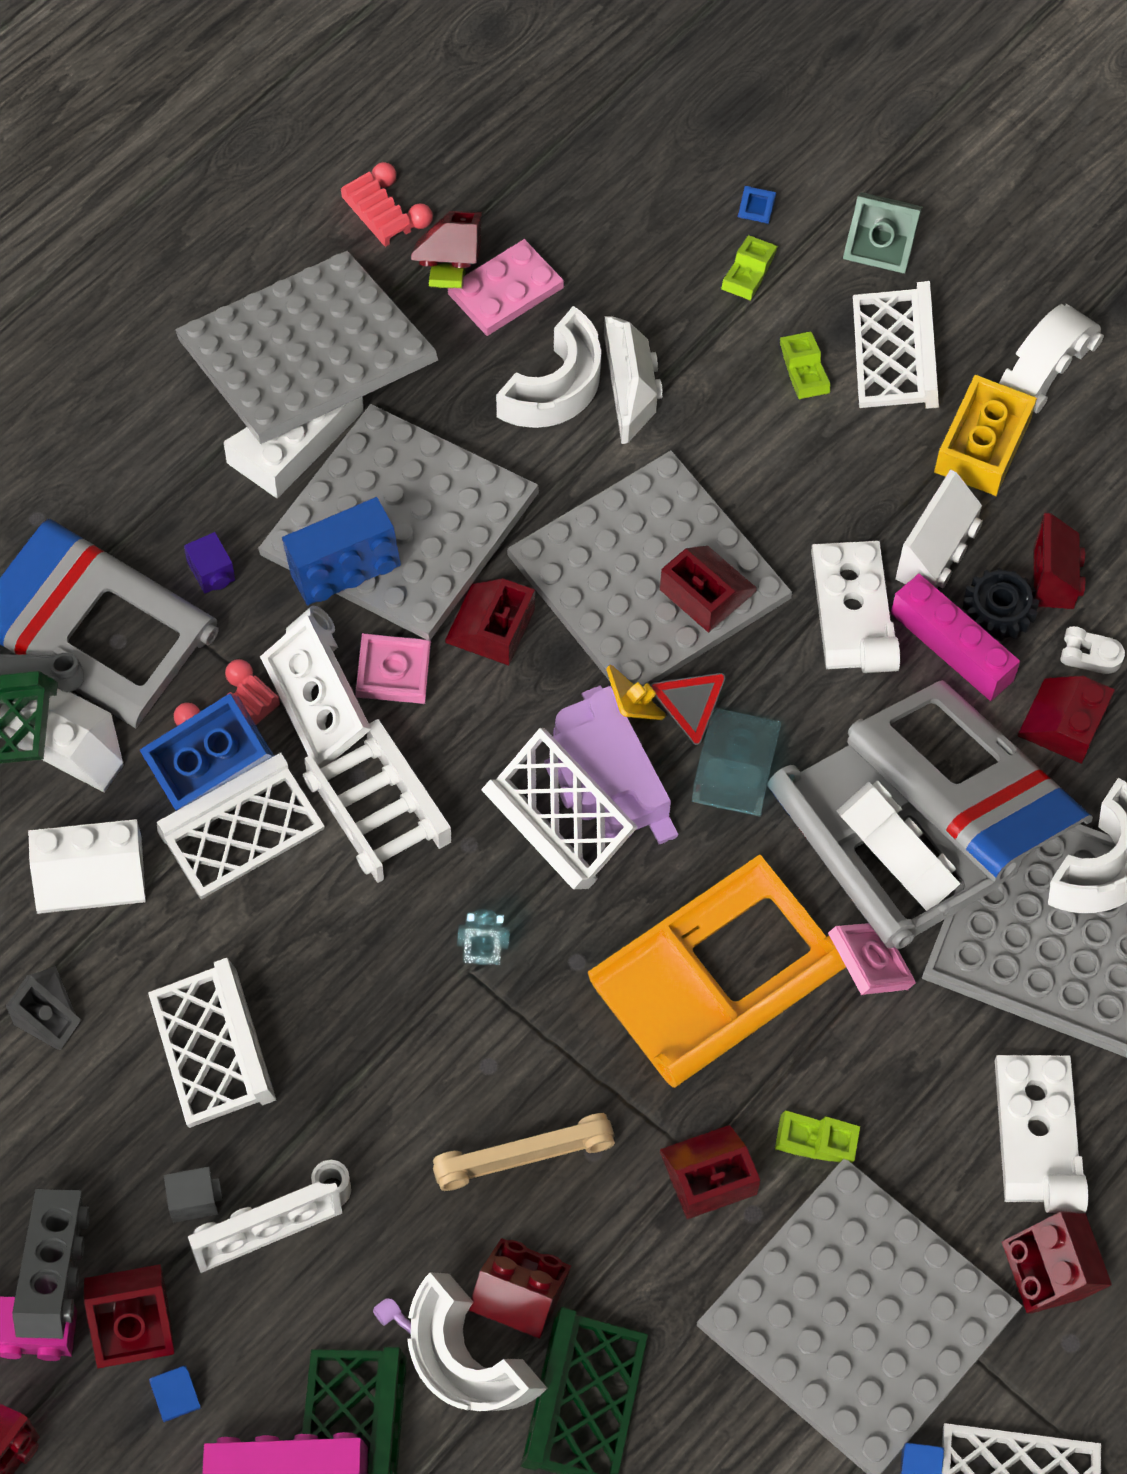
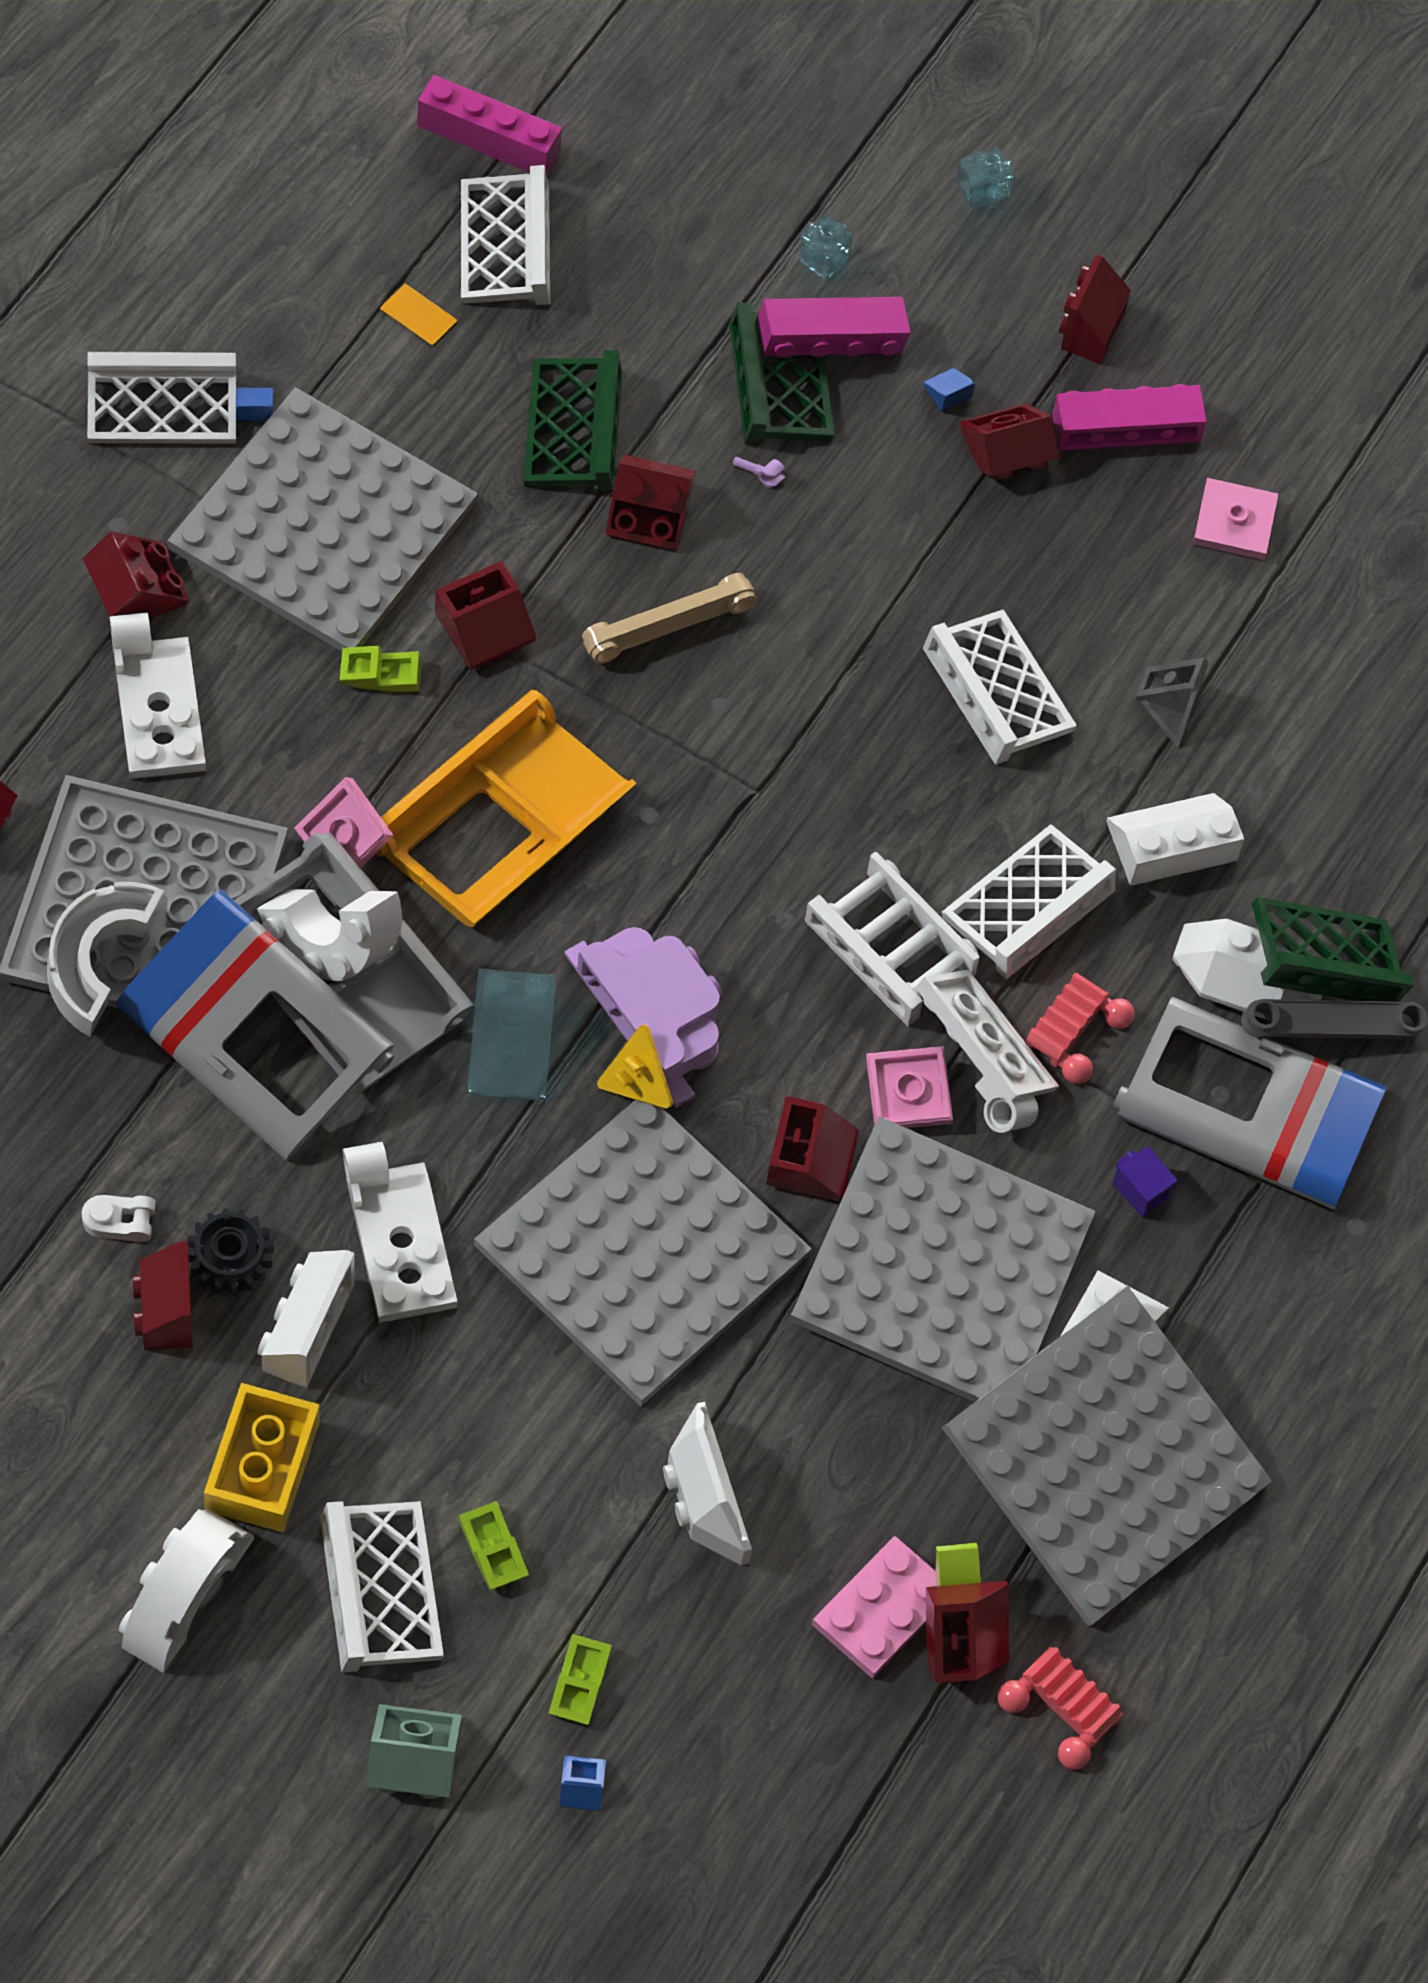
camera: 165 degrees right, 0 degrees up
(49, 1264) = (1094, 395): dark grey brick -> none
(192, 1194) = (980, 543): dark grey brick -> none
(206, 751) = (1082, 939): blue brick -> none
(257, 1227) = (892, 517): white hinge -> none
(342, 551) = (995, 1164): blue brick -> none
(446, 1364) = (692, 410): white brick -> none
(483, 937) = (750, 803): clear light blue brick -> none
(546, 836) = (695, 912): white fence -> none
(564, 393) = (783, 1440): white brick -> none
(690, 702) = (573, 1086): piece -> none
(704, 585) = (574, 1202): dark red slope -> none
(955, 637) = (278, 1197): dark pink brick -> none
(1067, 715) = (146, 1128): dark red slope -> none

